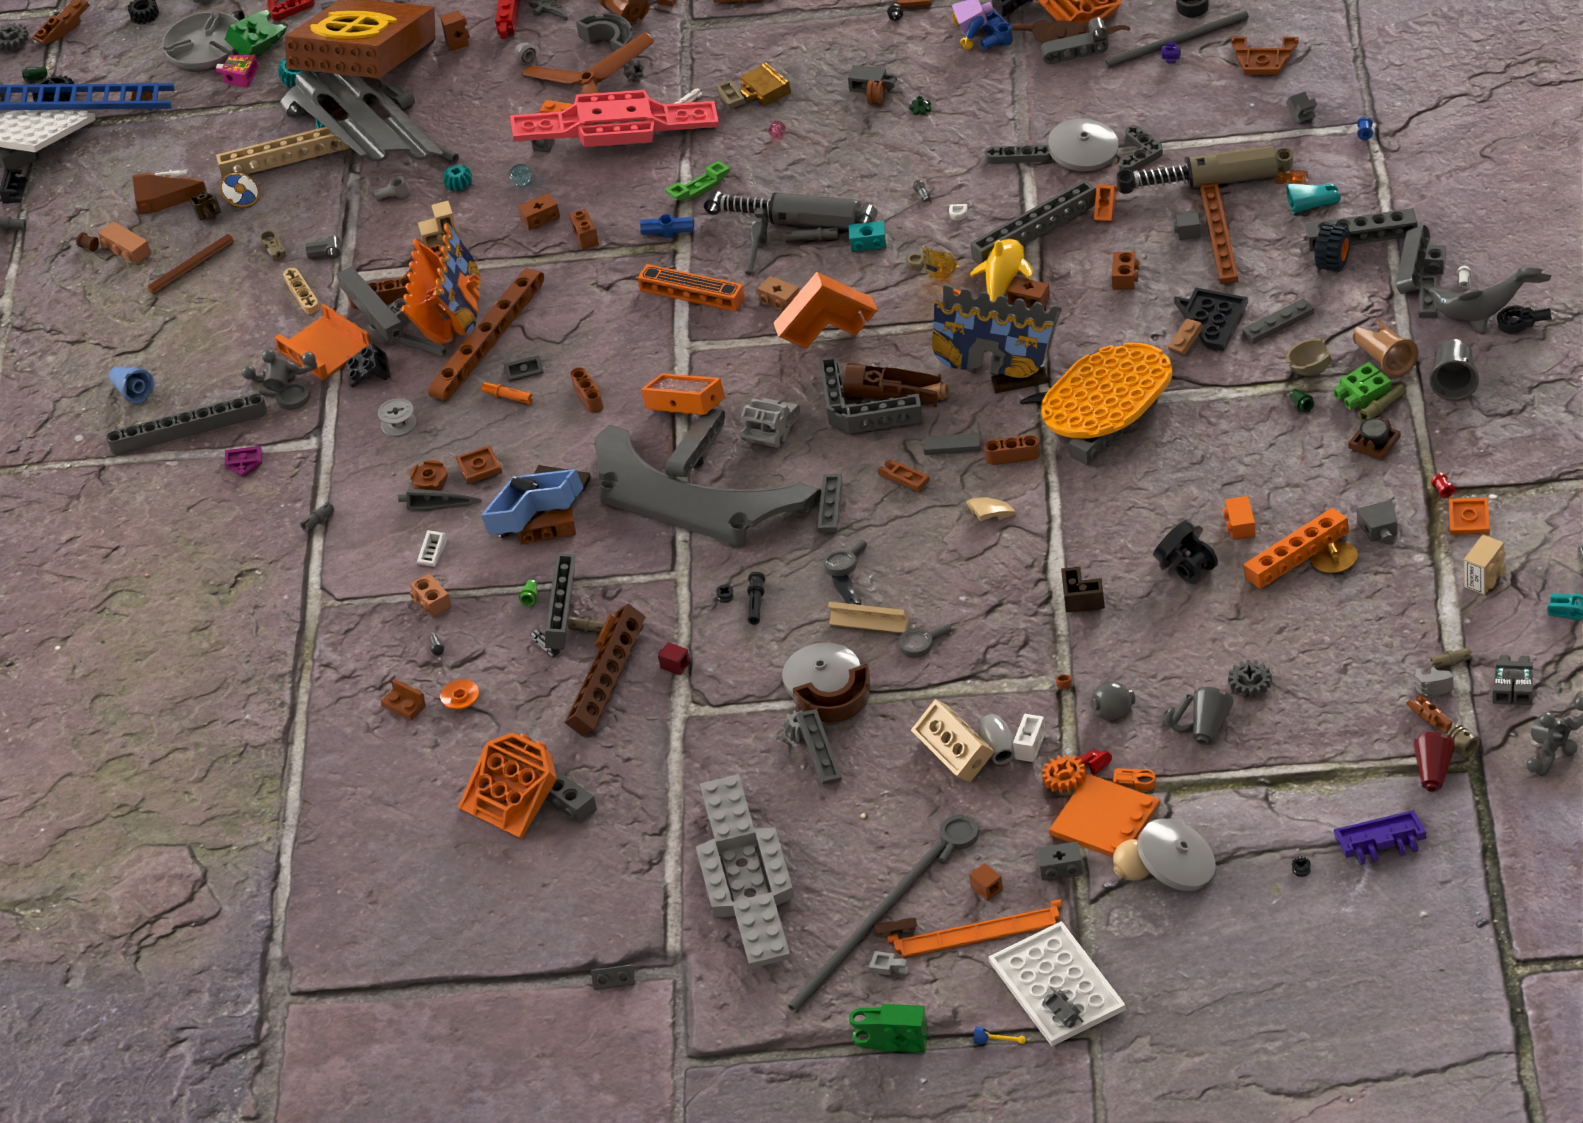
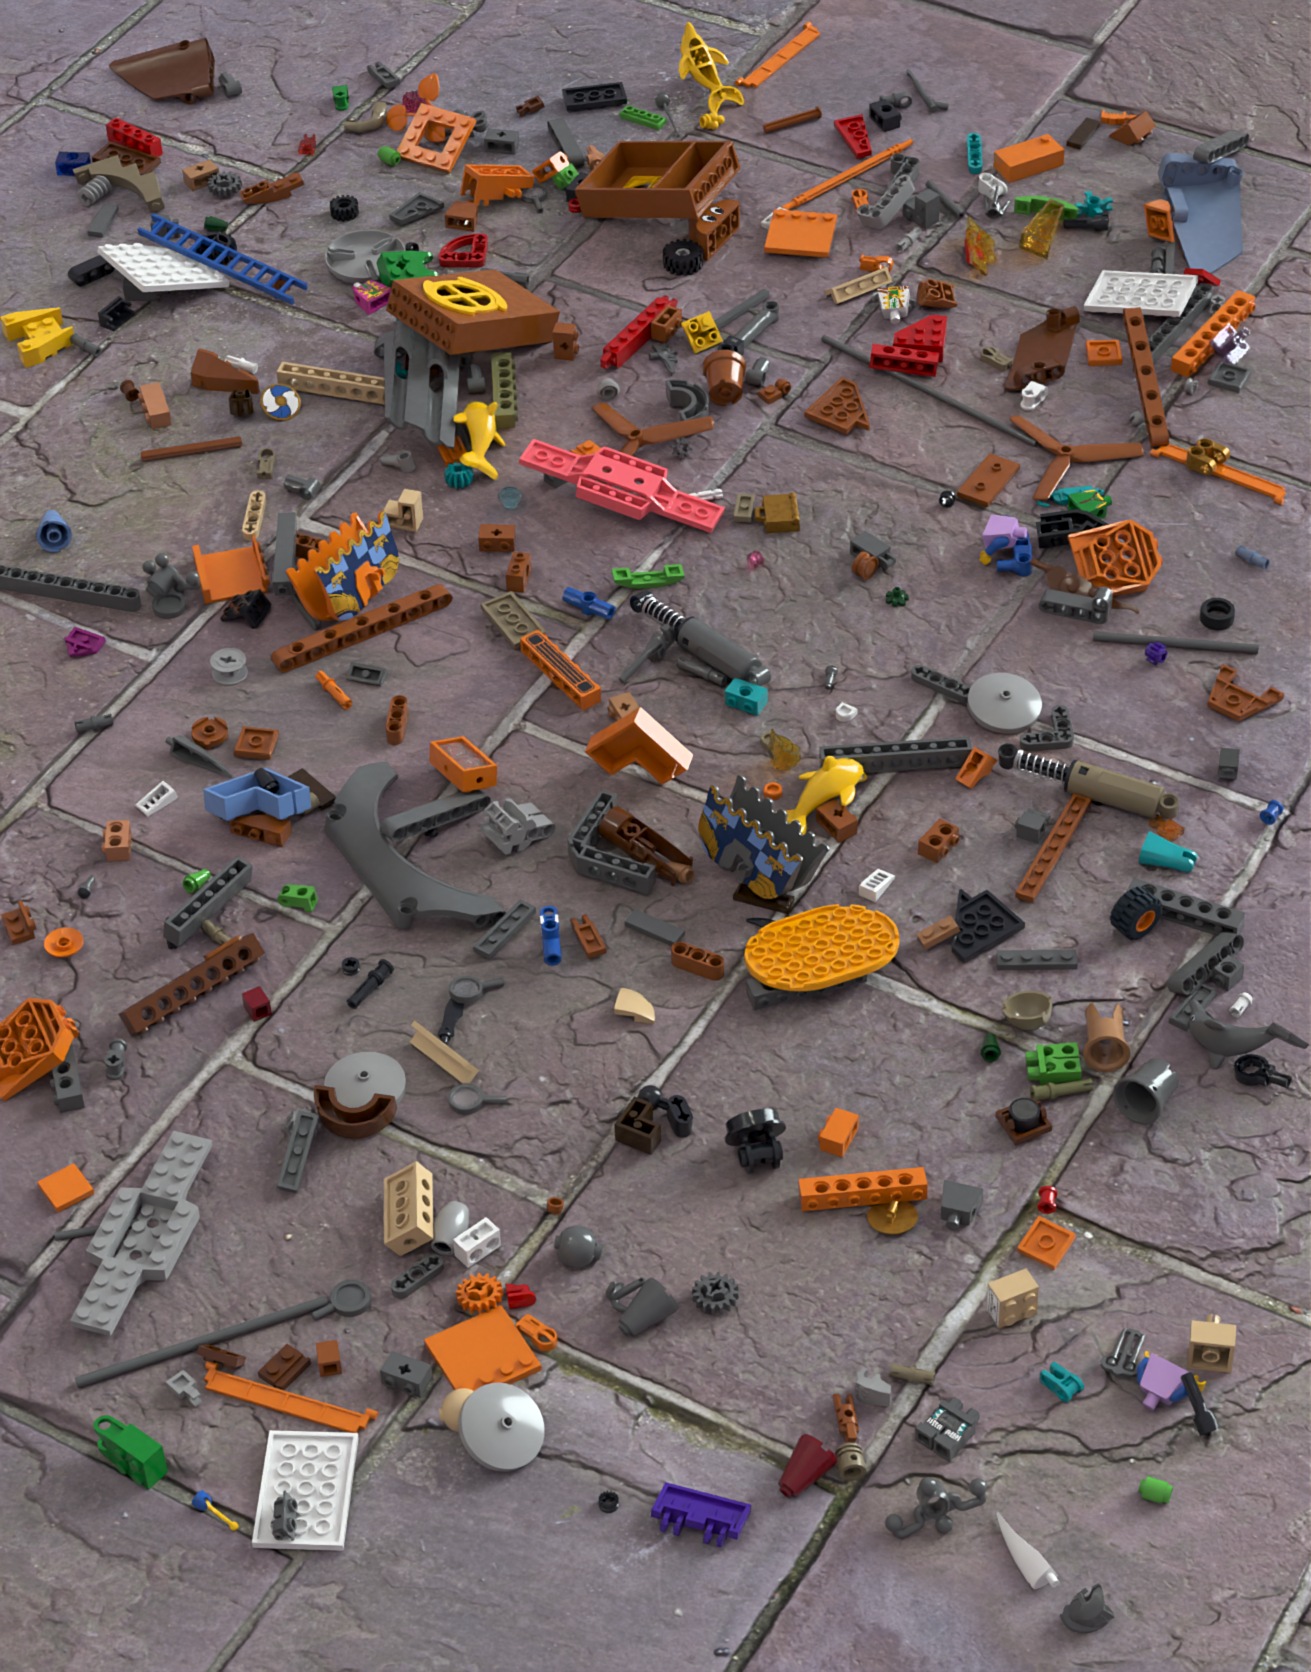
camera: 25 degrees right, 0 degrees up
(433, 94) = (504, 390): none -> olive brick
(434, 164) = (452, 455): none -> orange plate
(448, 127) = (482, 429): none -> yellow animal
(593, 758) = (114, 1059): none -> dark grey connector
(610, 268) = (511, 618): none -> dark tan plate
(630, 562) = (298, 896): none -> bright green leg
(641, 874) = (65, 1187): none -> orange tile
(689, 898) = (81, 1232): none -> dark grey bar
(878, 492) = (550, 936): none -> blue connector
(953, 908) = (284, 1367): none -> reddish brown plate
(1001, 796) = (414, 1284): none -> dark grey beam
(1098, 566) = (677, 1109): none -> black beam
(1102, 327) = (874, 893): none -> white slope

